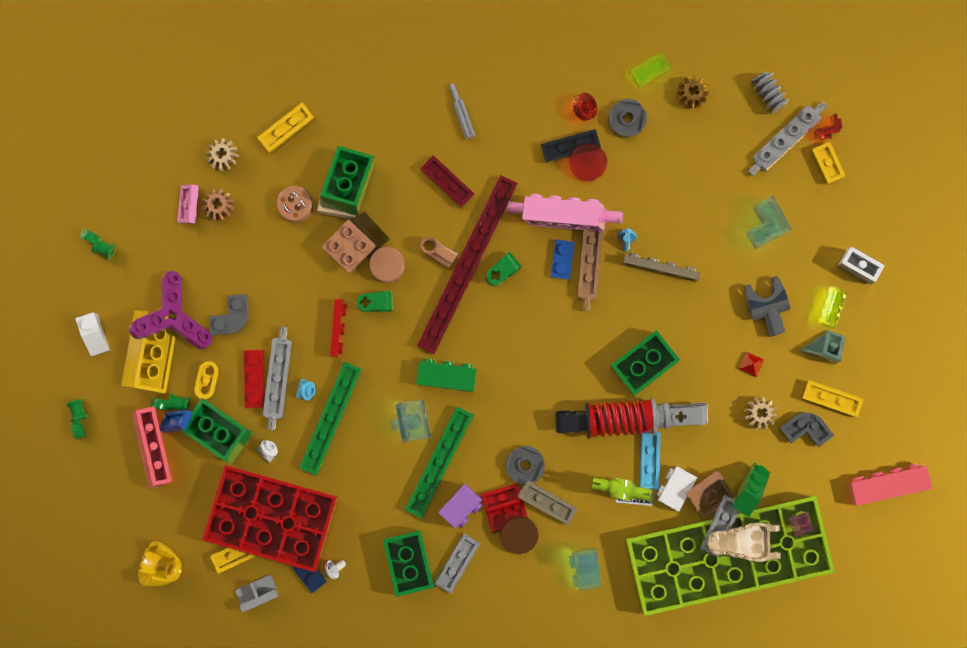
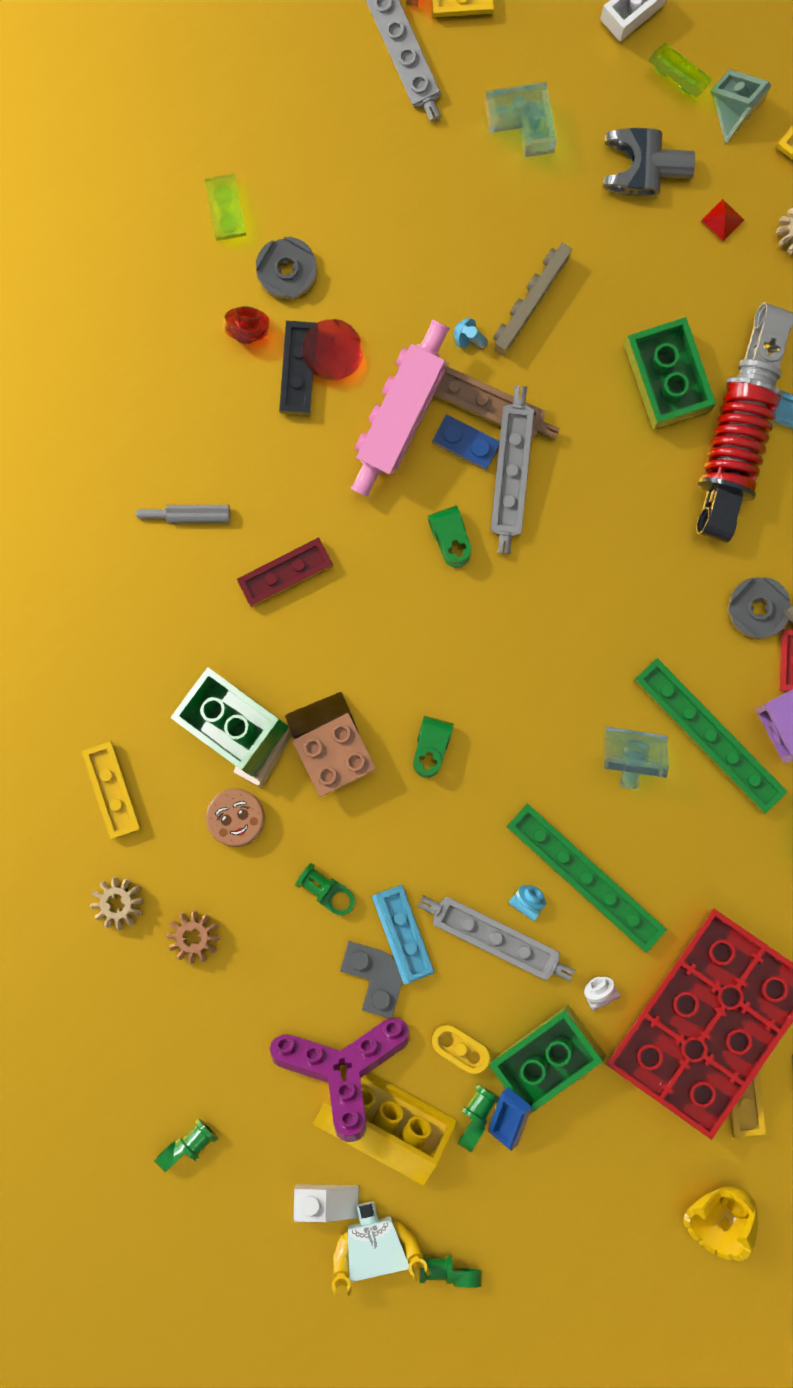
camera: 75 degrees left, 0 degrees up
(76, 371) = (374, 1249): none -> torso
(151, 447) = (537, 1170): coral brick -> none
(187, 204) = (175, 983): bright pink plate -> none
(254, 378) = (483, 975): red plate -> none
(261, 324) = (403, 934): none -> medium azure tile
(271, 270) = (327, 891): none -> green connector
(338, 328) = (452, 817): red plate -> none
(387, 264) = (380, 709): nougat head -> none
(439, 253) = (390, 622): nougat piece -> none
(446, 375) = (583, 677): green brick -> none
(467, 264) = (423, 587): dark red plate -> none
(554, 291) = (512, 469): none -> light grey plate
(695, 99) = (284, 146): pearl gold gear -> none
(770, 91) = (324, 42): light grey piece -> none

